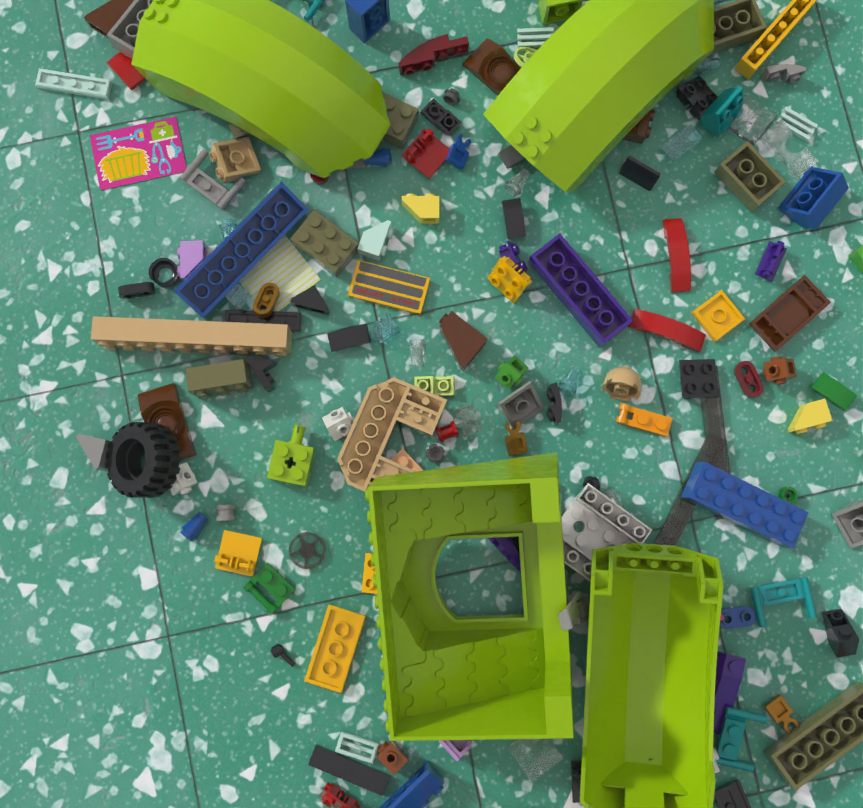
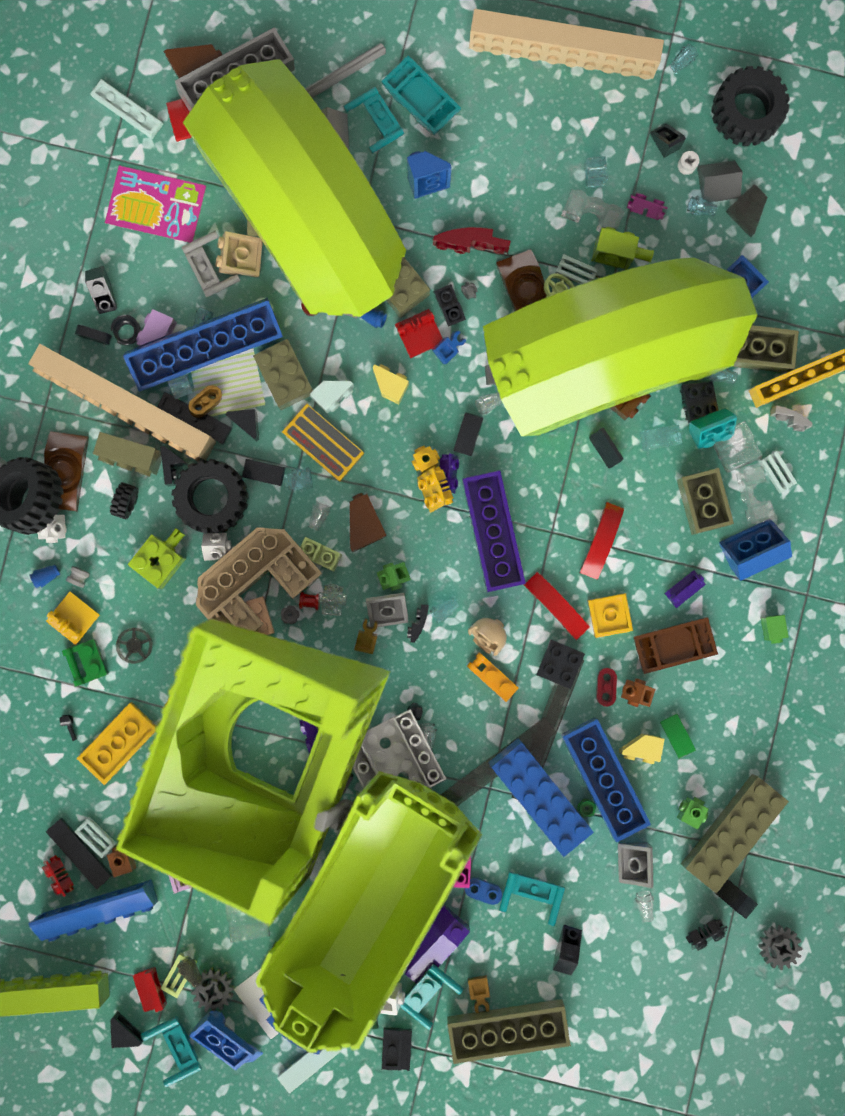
camera: 25 degrees right, 5 degrees up
(125, 248) = (100, 289): none -> black slope
(235, 422) = (124, 500): none -> black tyre
(294, 363) = (186, 487): none -> black tyre
(485, 263) = (423, 466): none -> yellow brick
(792, 460) = (605, 779): none -> blue brick

